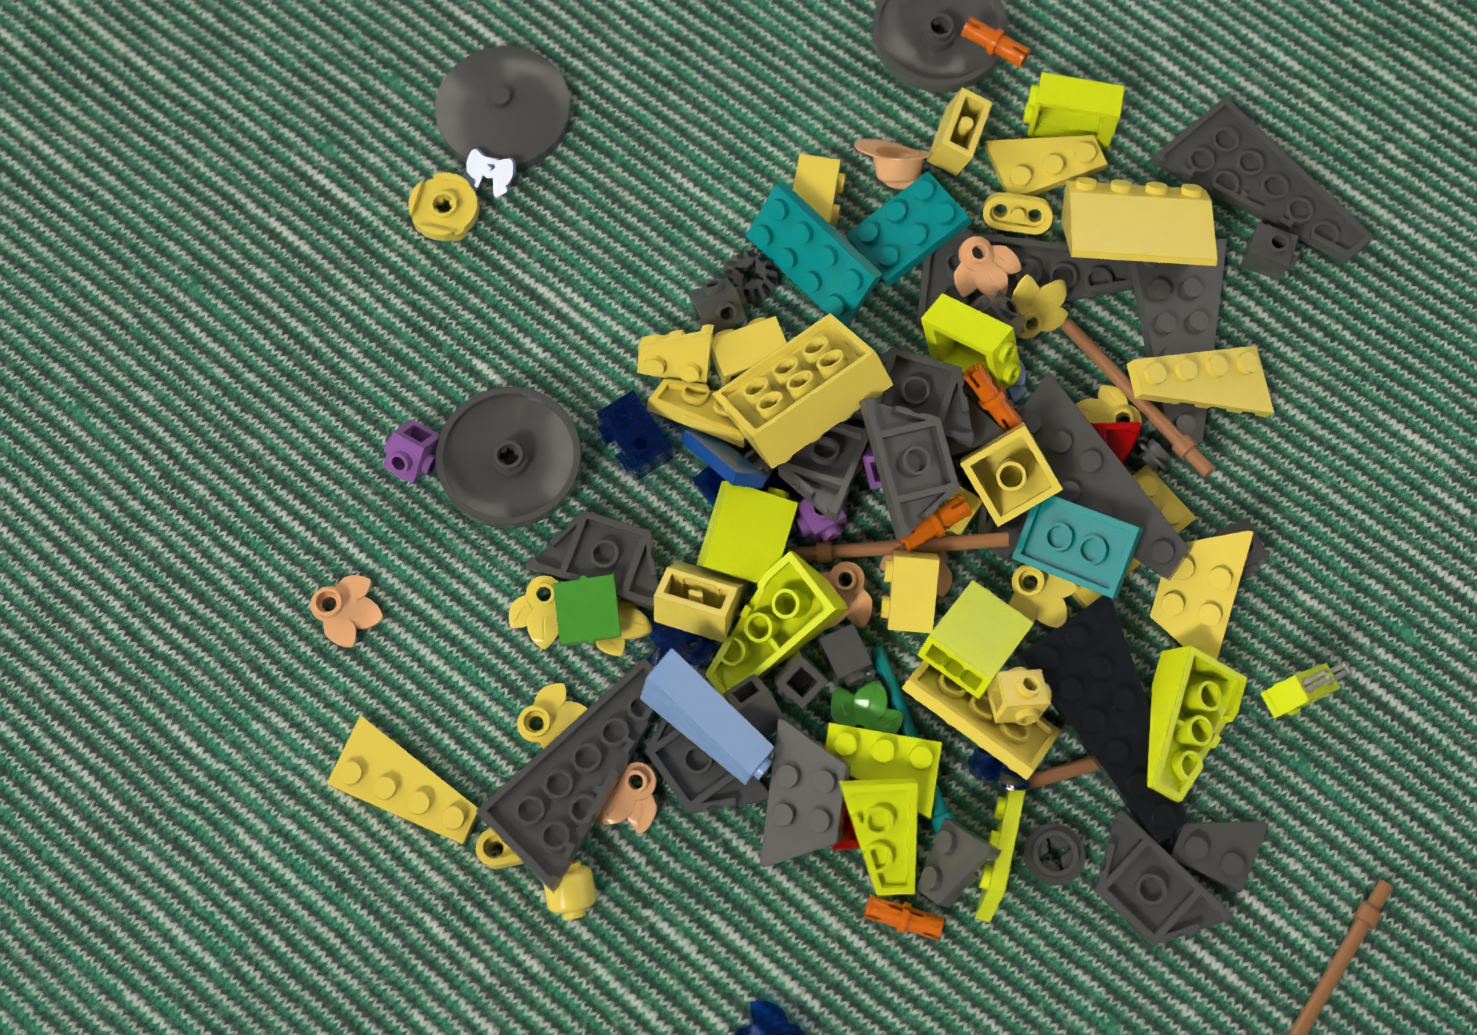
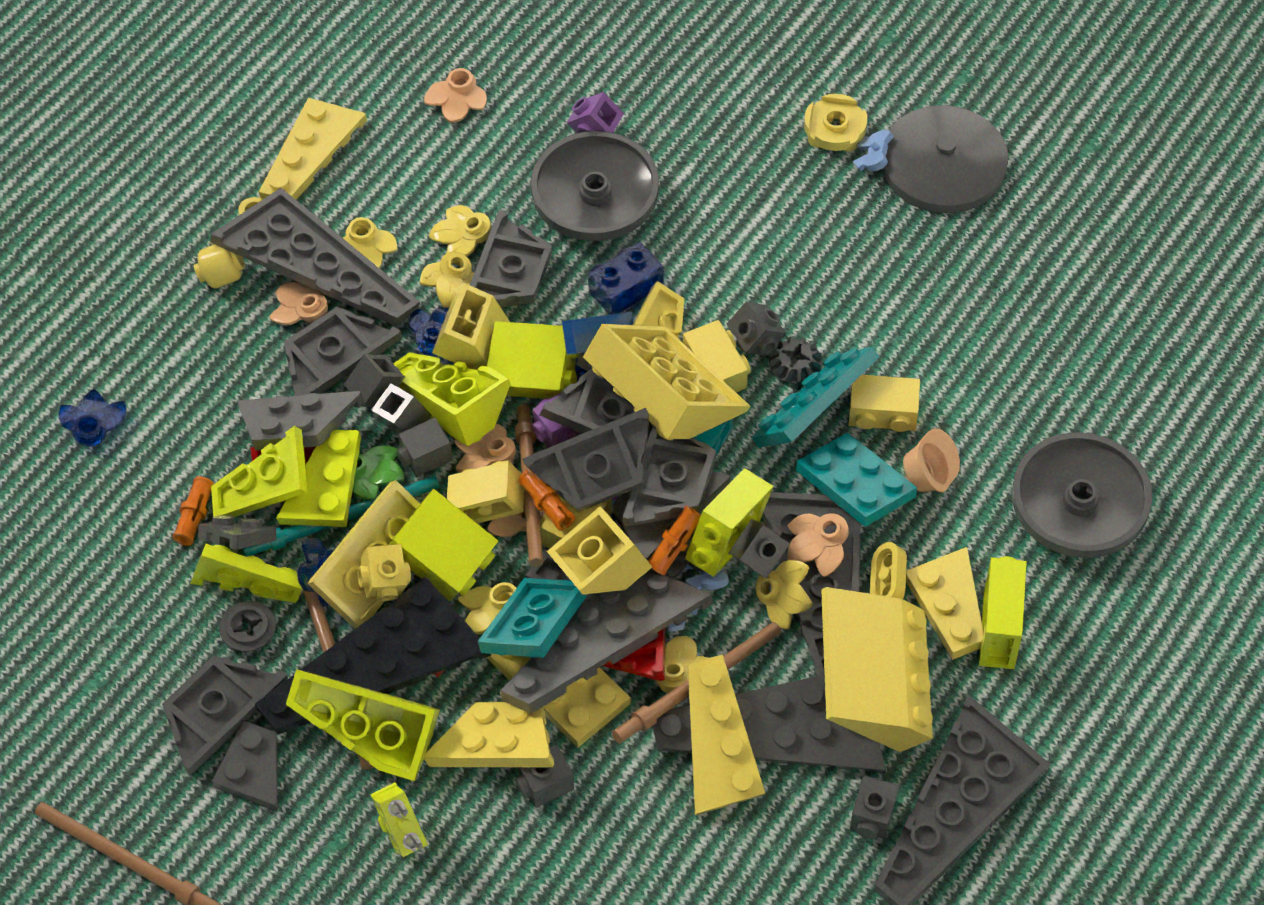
camera: 85 degrees right, 15 degrees down
(587, 610) = (457, 252): bright green piece -> none
(677, 355) = (702, 302): light yellow wing -> none
(706, 718) = (358, 331): light blue slope -> none
(959, 131) = (967, 515): light yellow brick -> none
(995, 42) = (1066, 534): orange pin -> none
(1154, 455) = (638, 697): dark grey plate -> none

